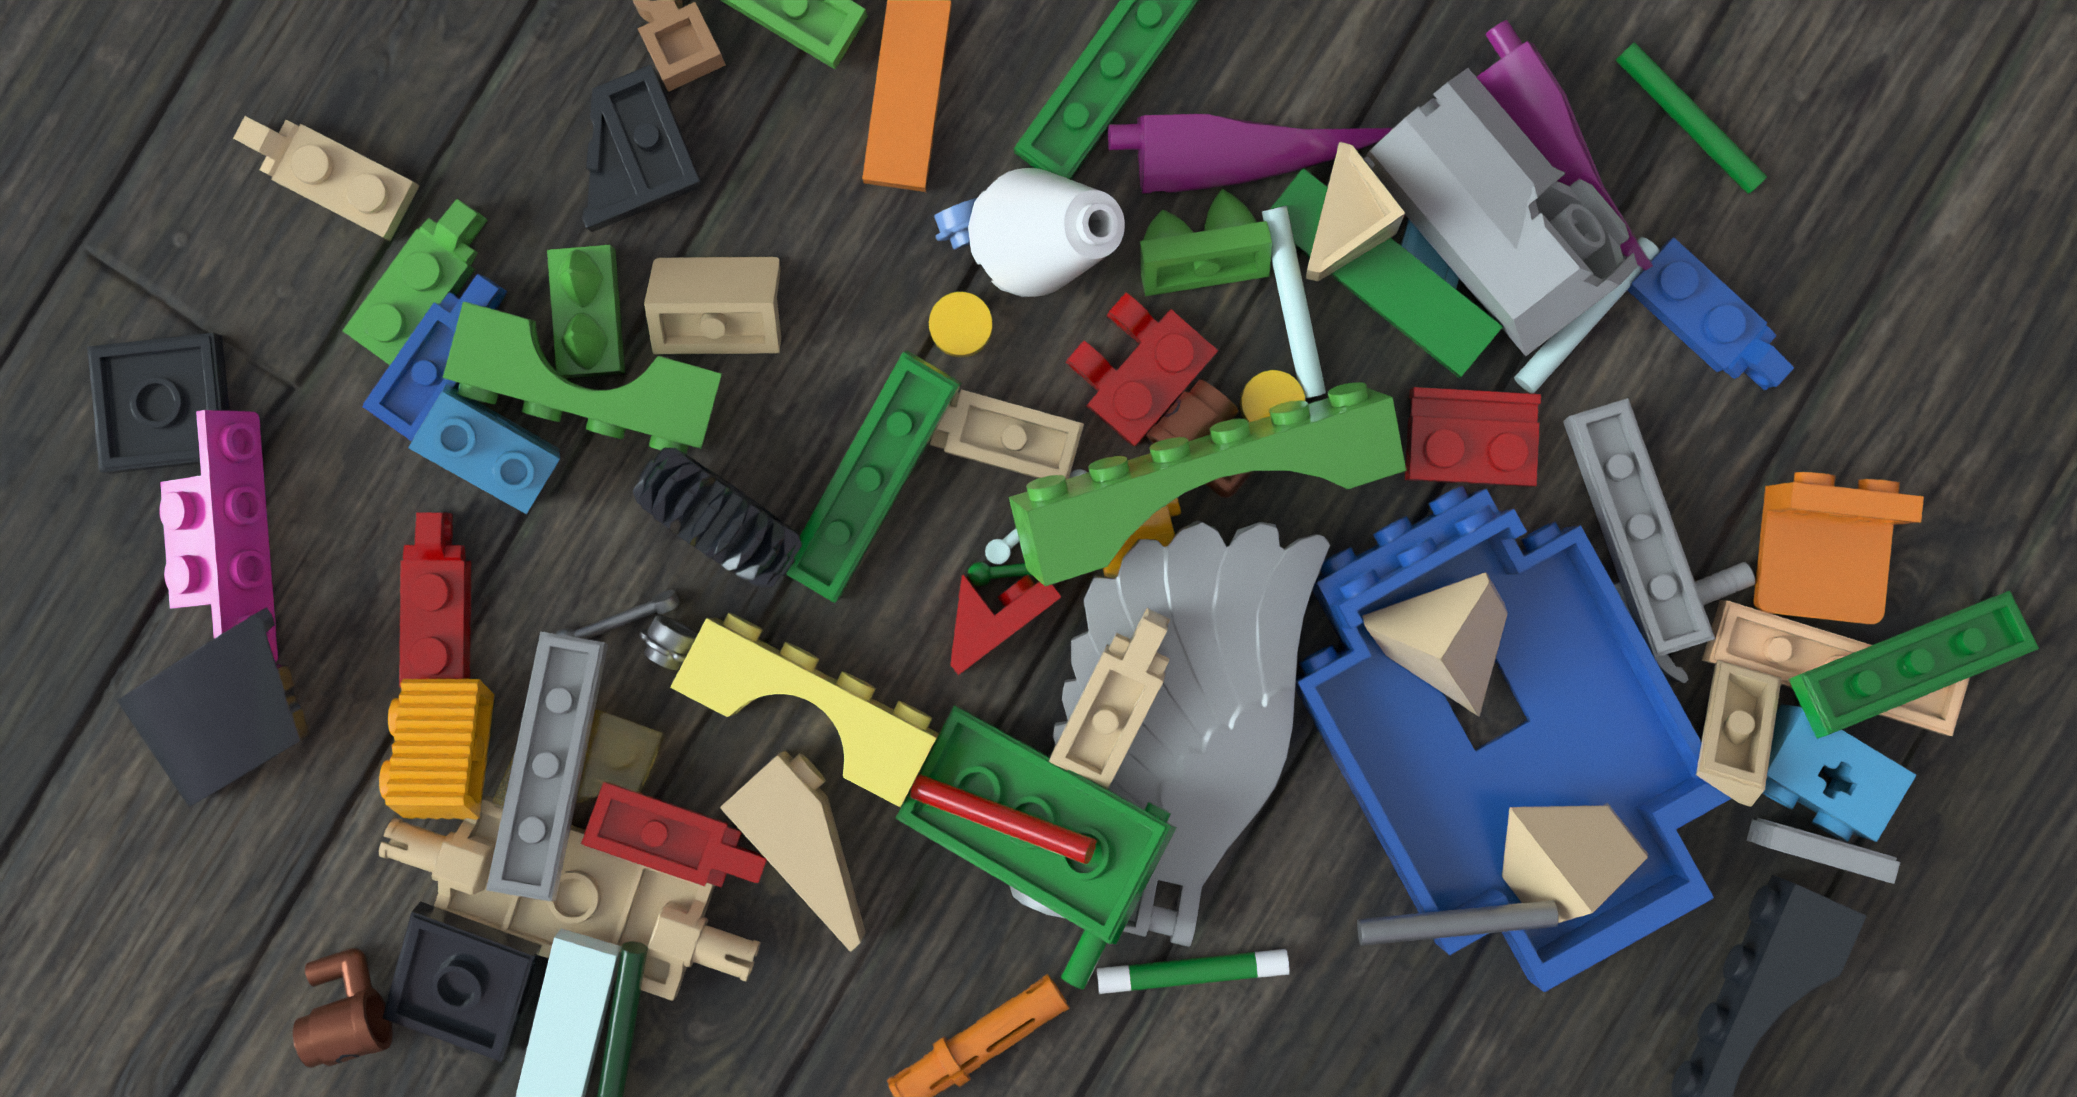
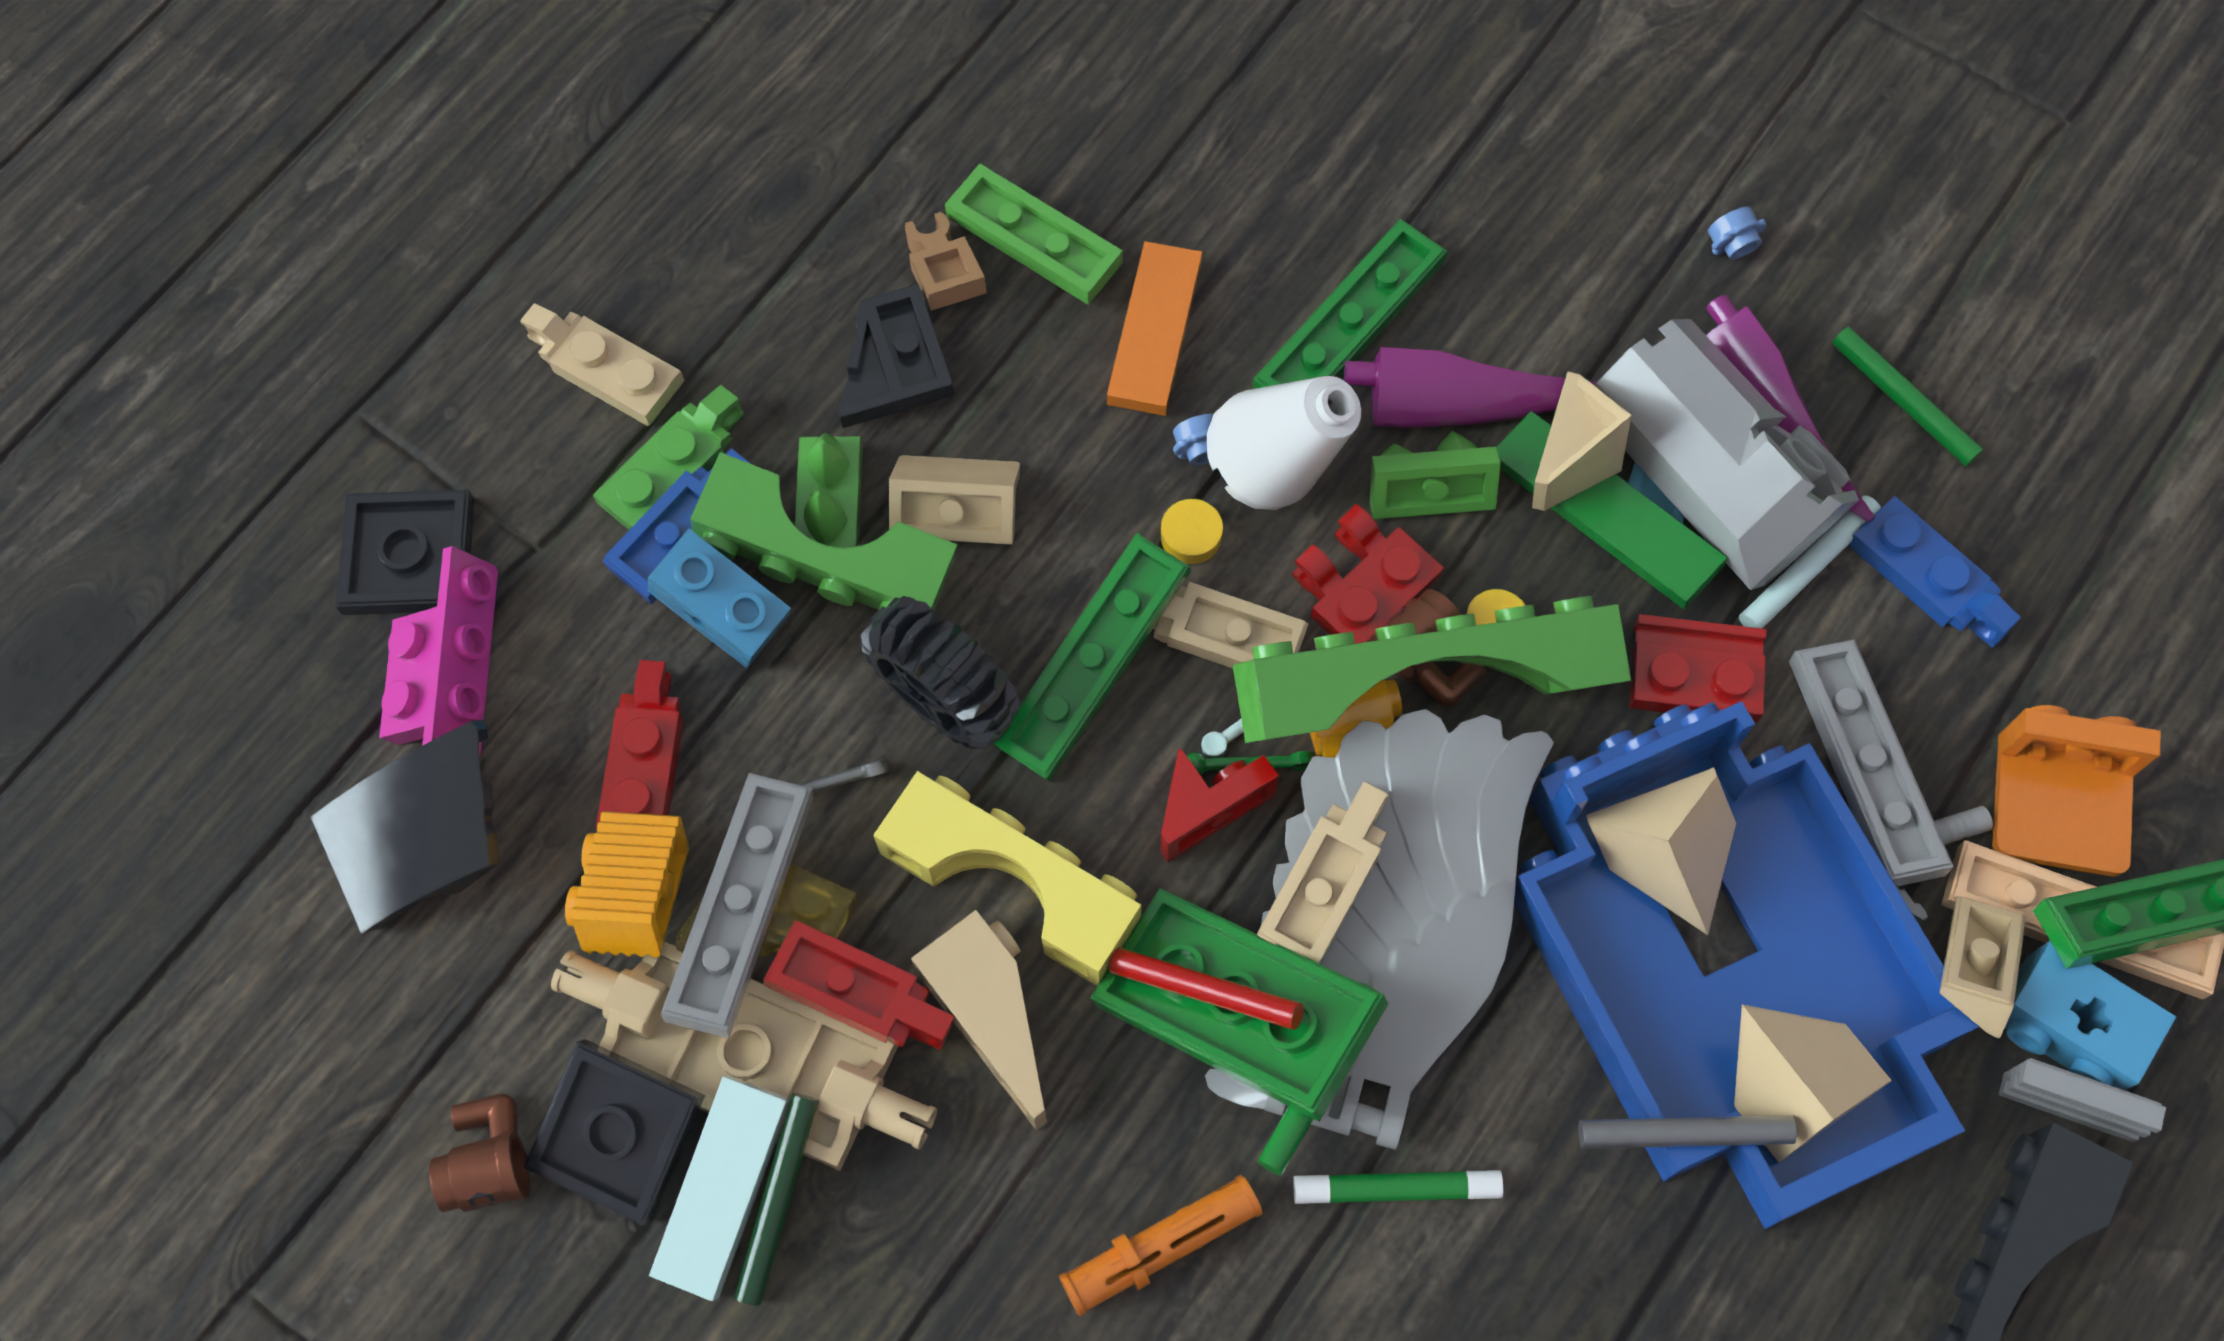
camera: 10 degrees right, 20 degrees down
(667, 642) = (870, 803): flat silver plate -> none
(1294, 302) = (1520, 527): light aqua bar -> none

